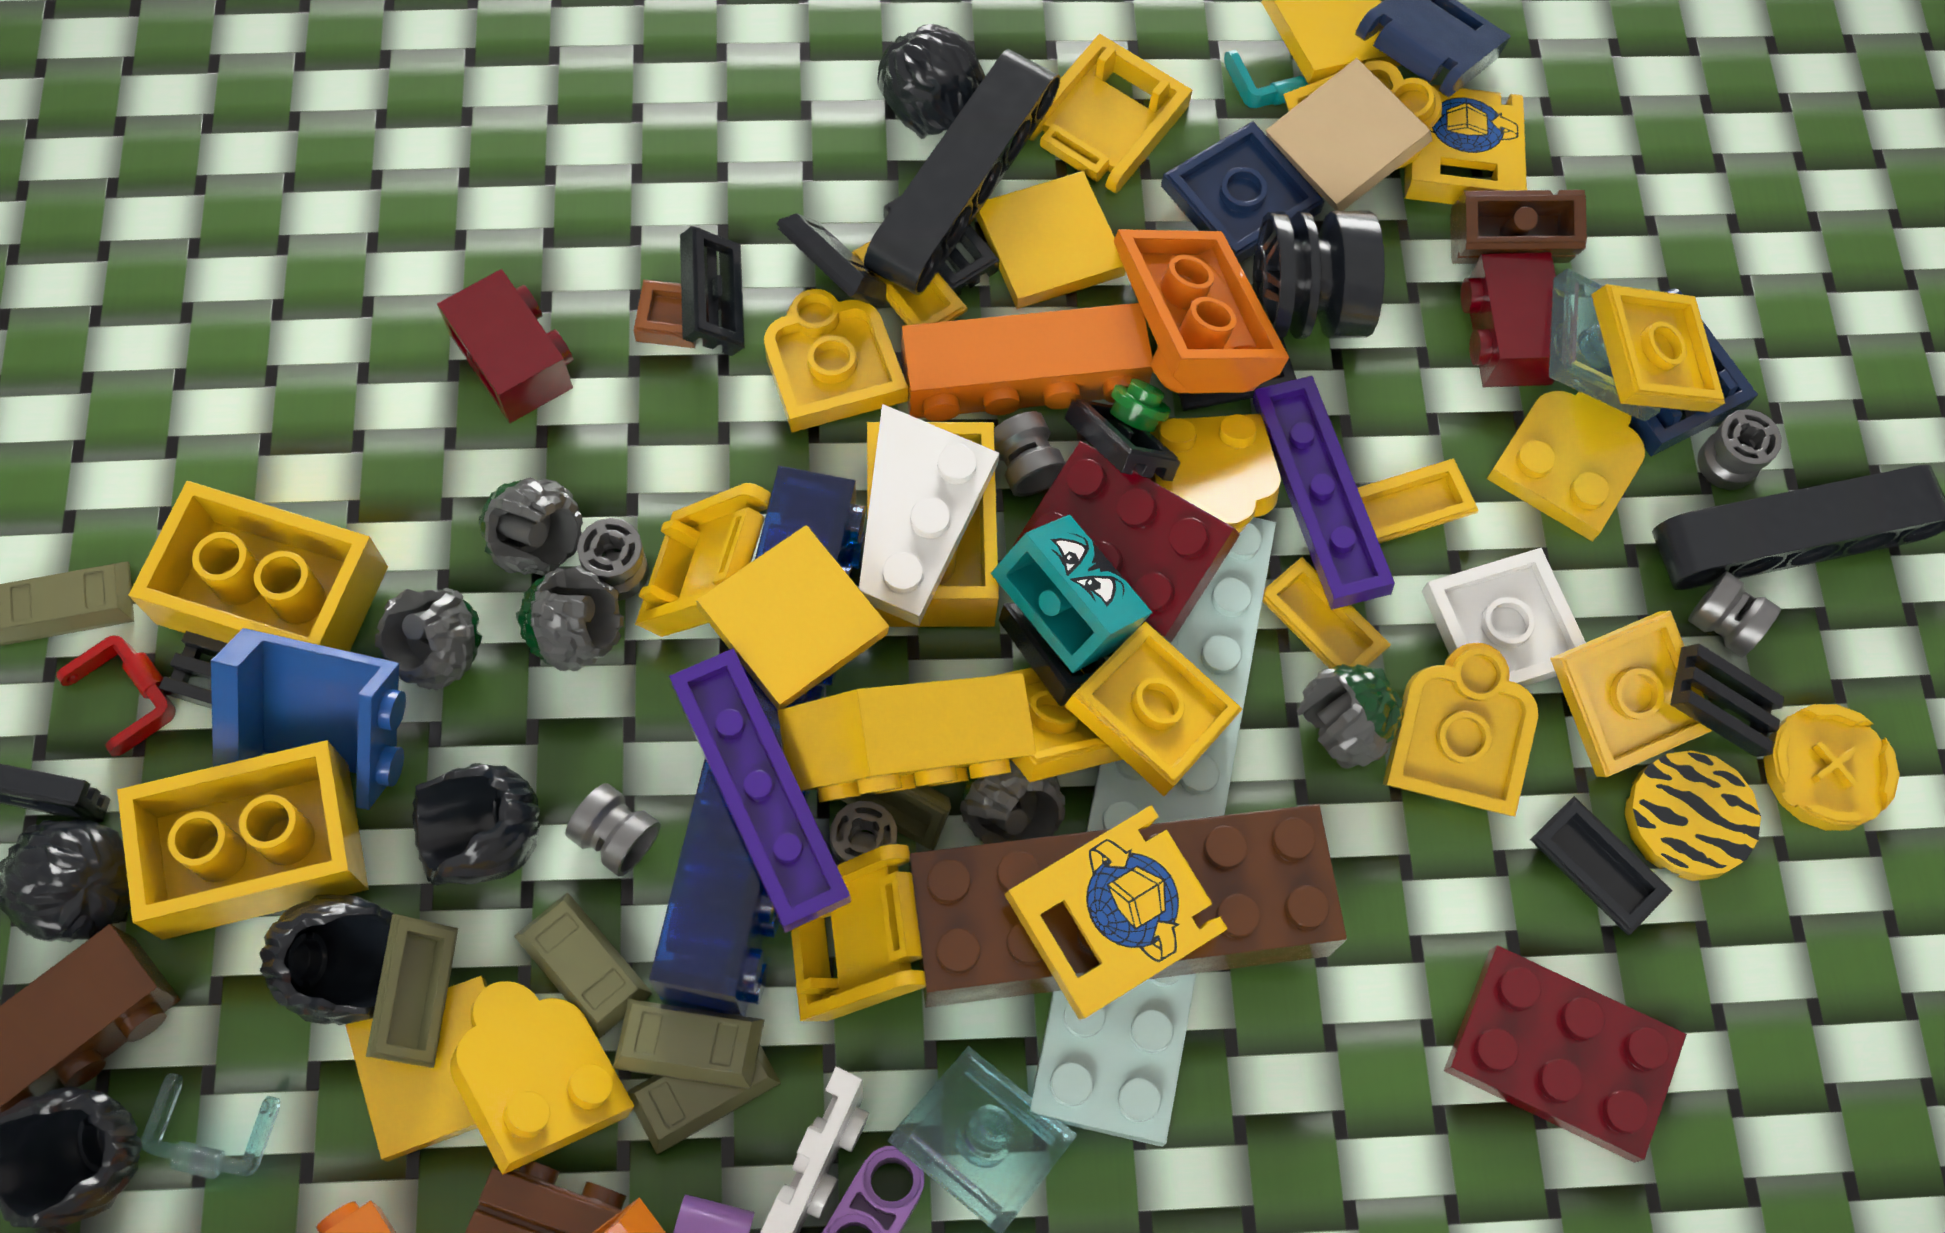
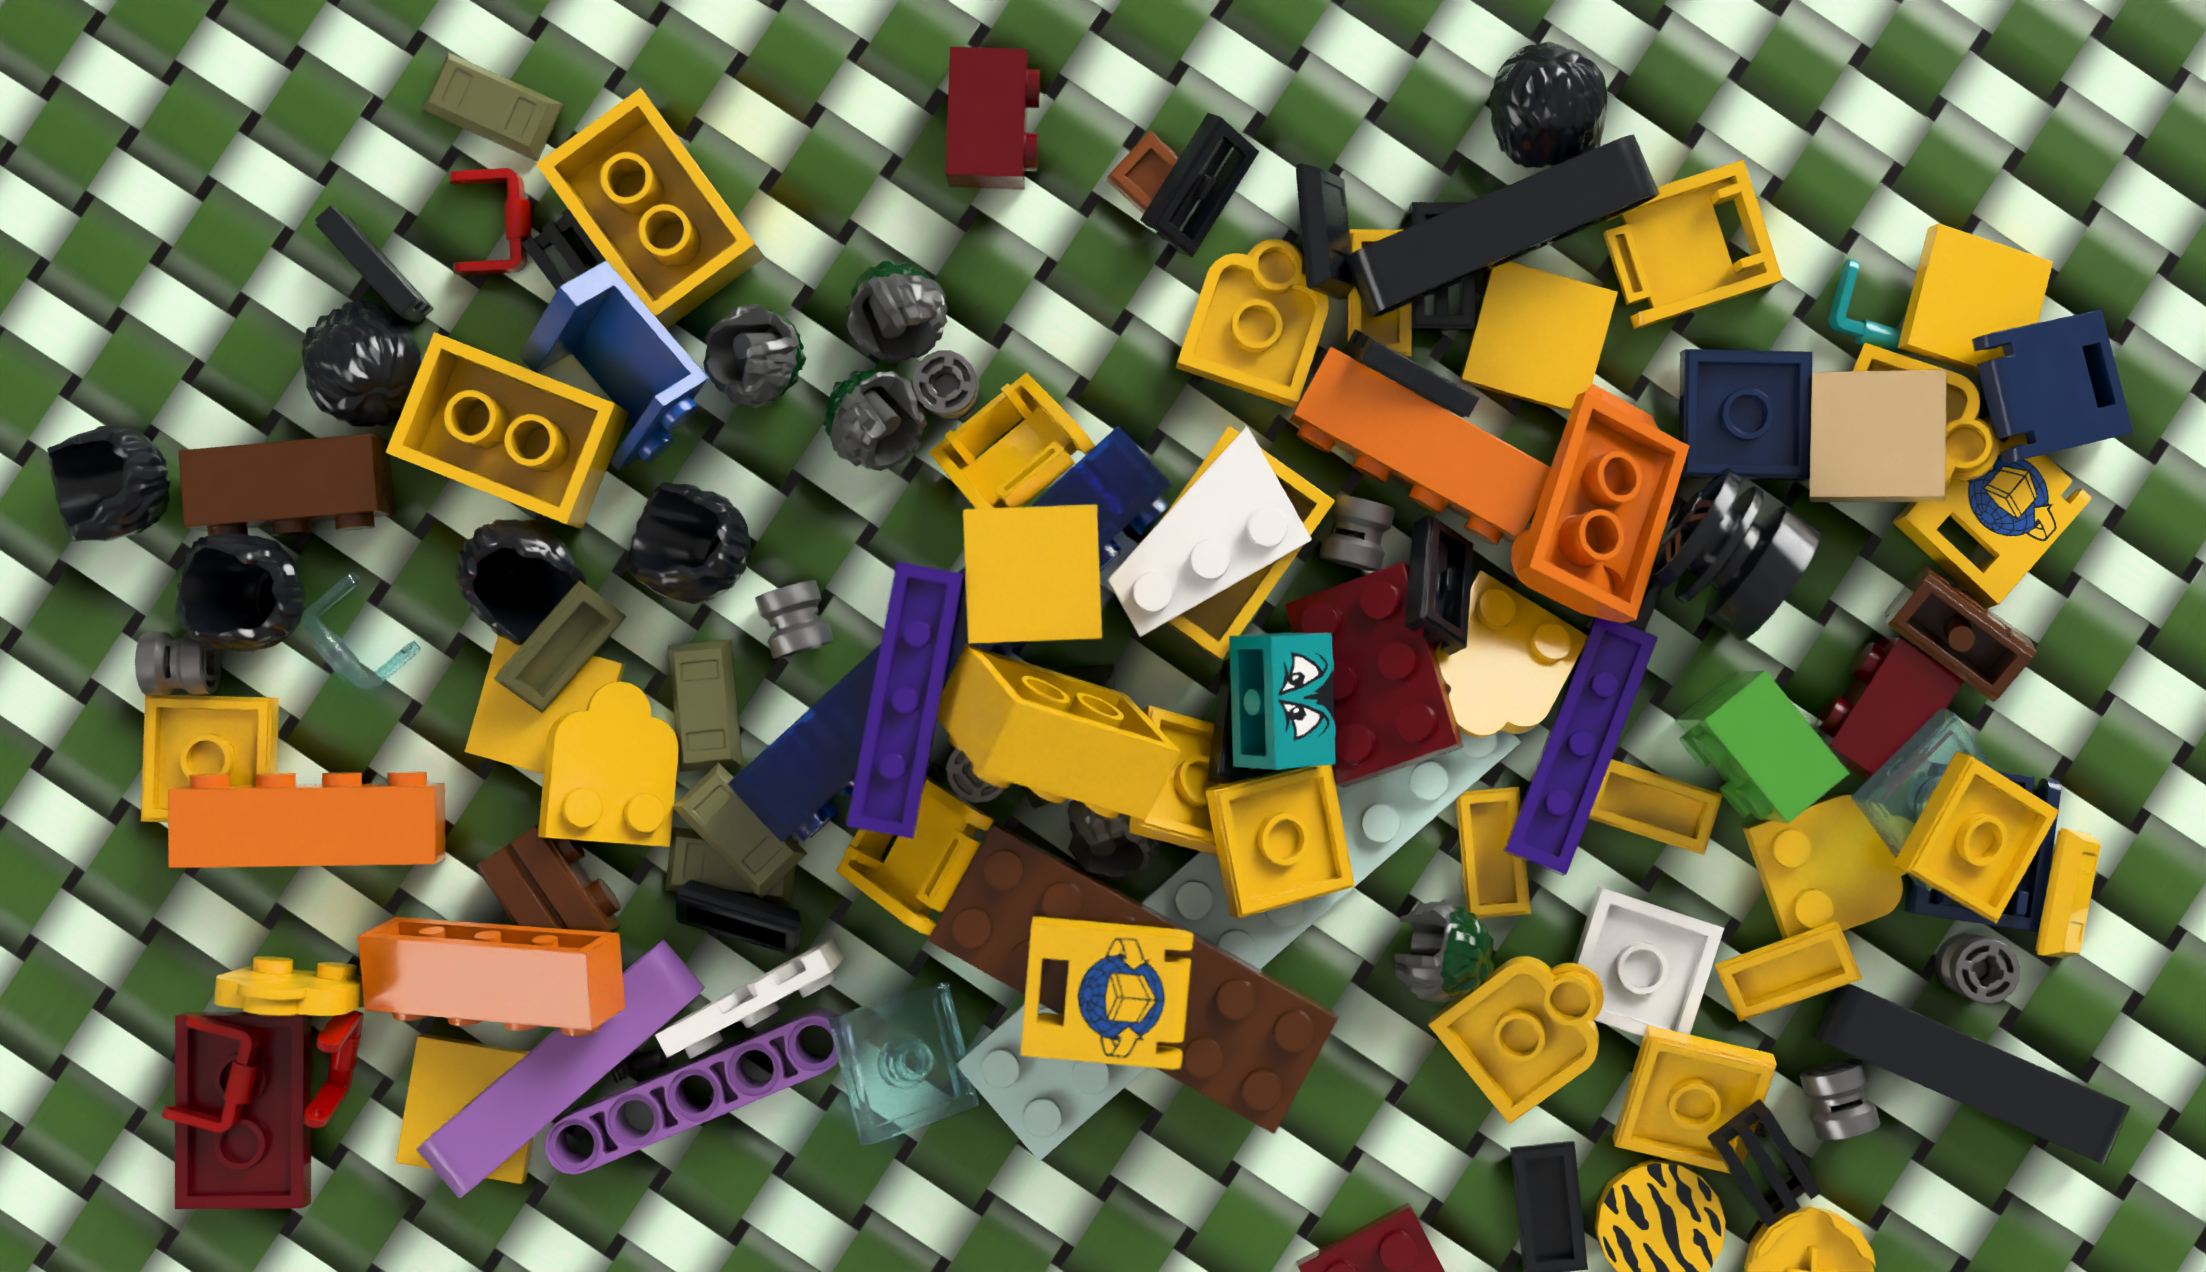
camera: 45 degrees right, 20 degrees up
(741, 1123) = (739, 916): none -> black tile
(965, 304) = (1411, 374): none -> black tile
(1139, 405) = (1480, 563): green plate -> none
(1454, 391) = (1760, 747): none -> bright green brick
(1614, 546) = (1788, 971): none -> yellow tile
(1751, 357) = (2068, 894): none -> yellow tile

